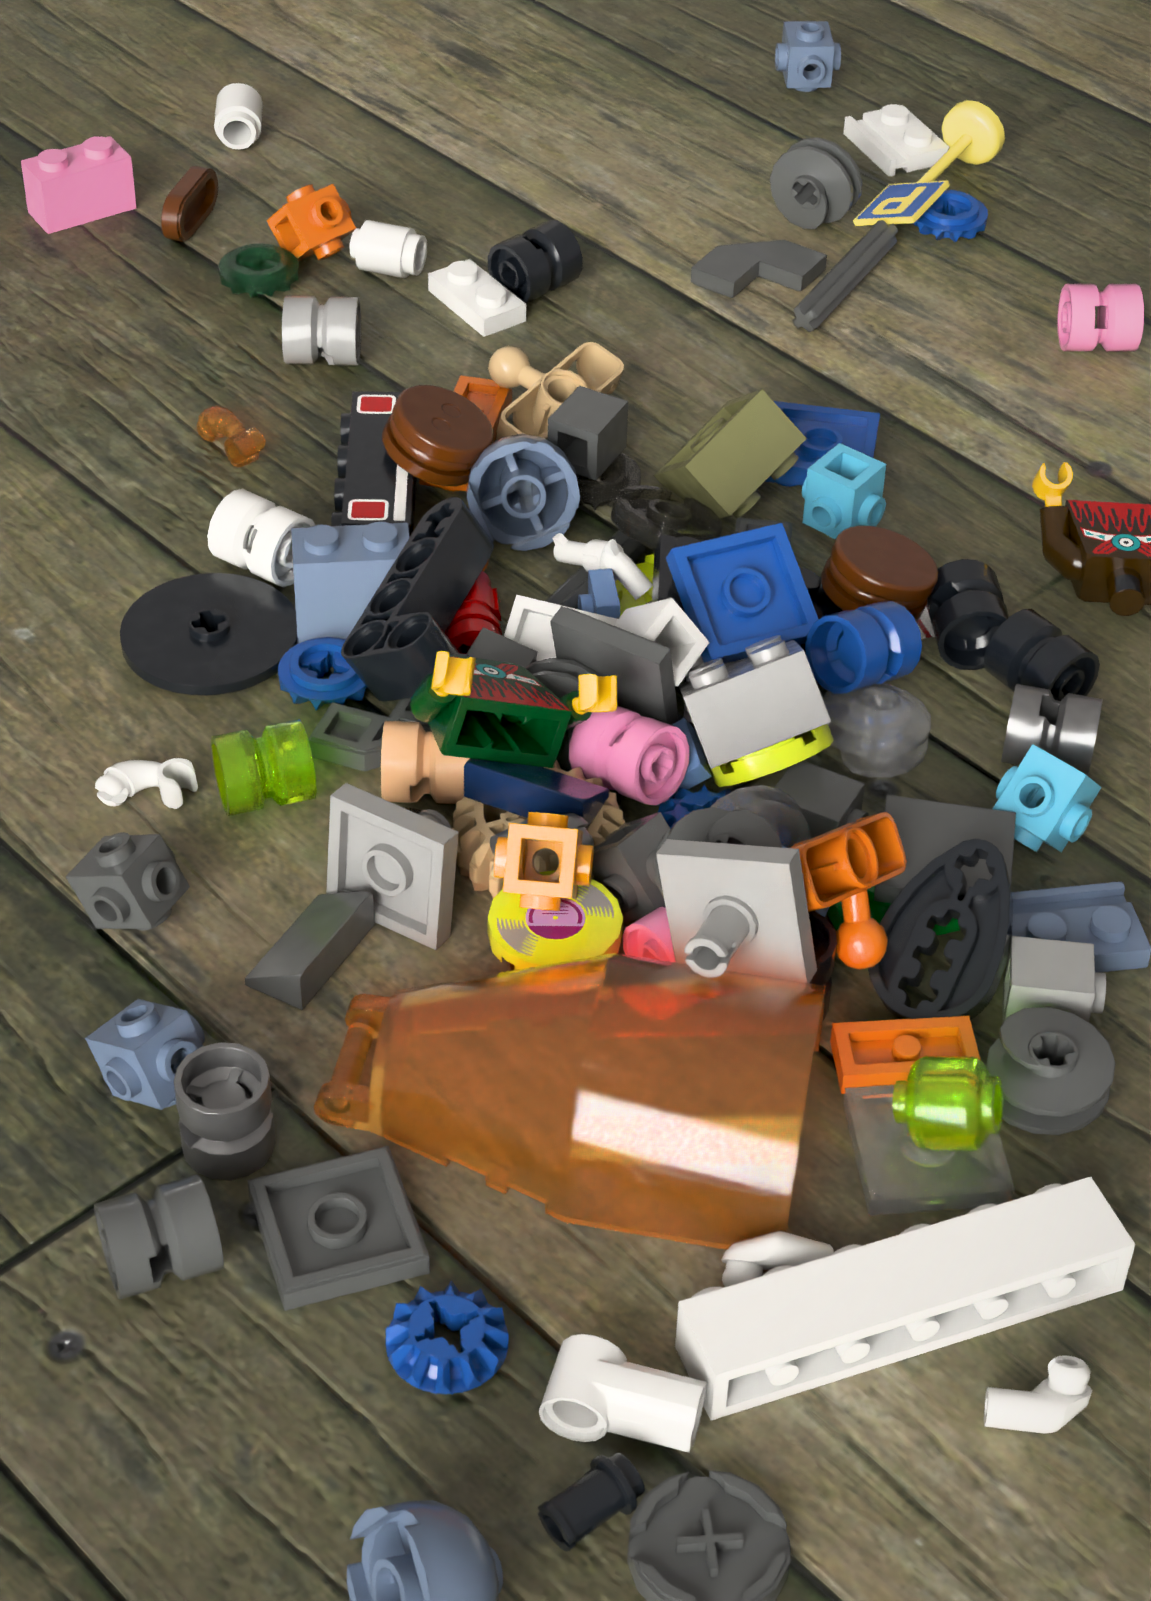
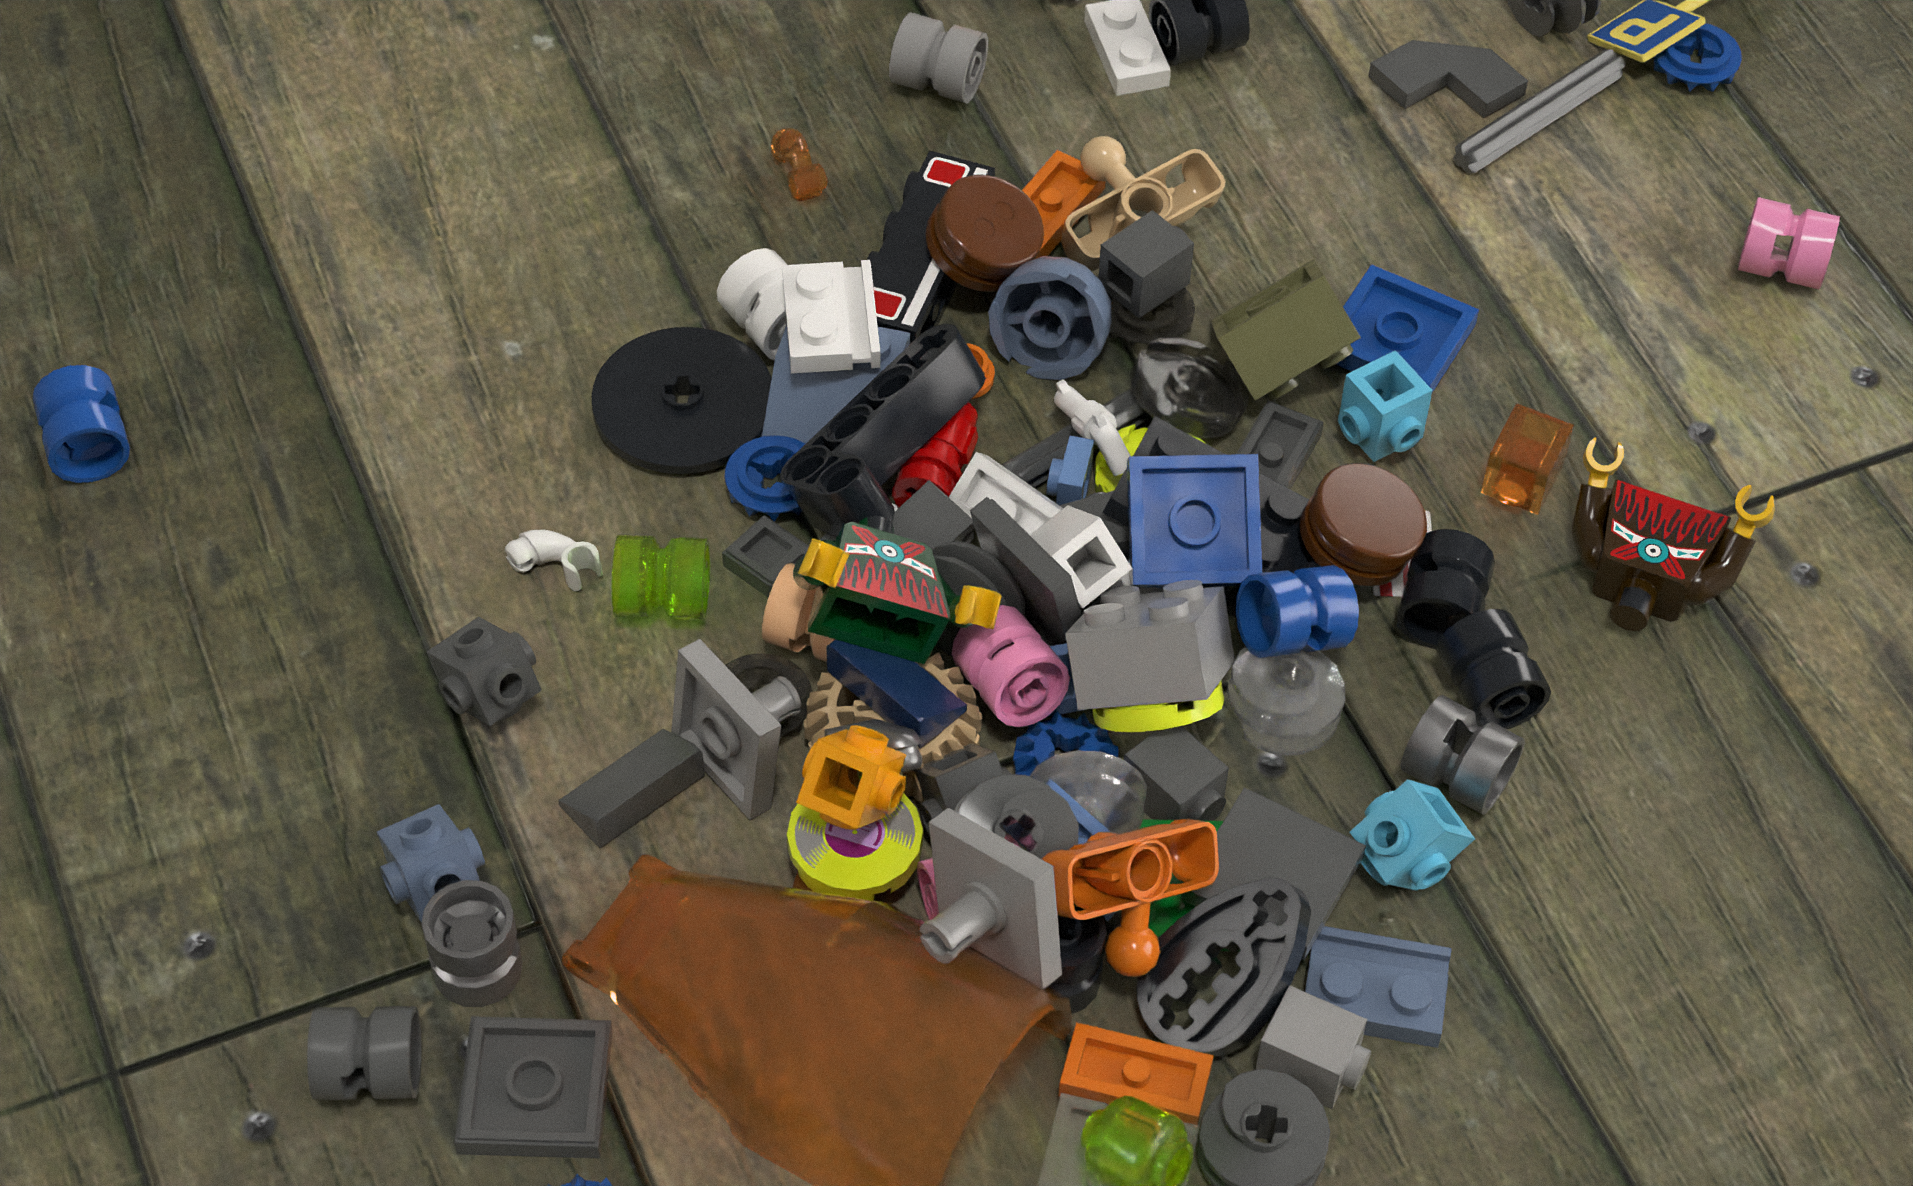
camera: 20 degrees right, 10 degrees up
(334, 519) = (830, 316): none -> white plate
(979, 509) = (1527, 459): none -> clear orange brick

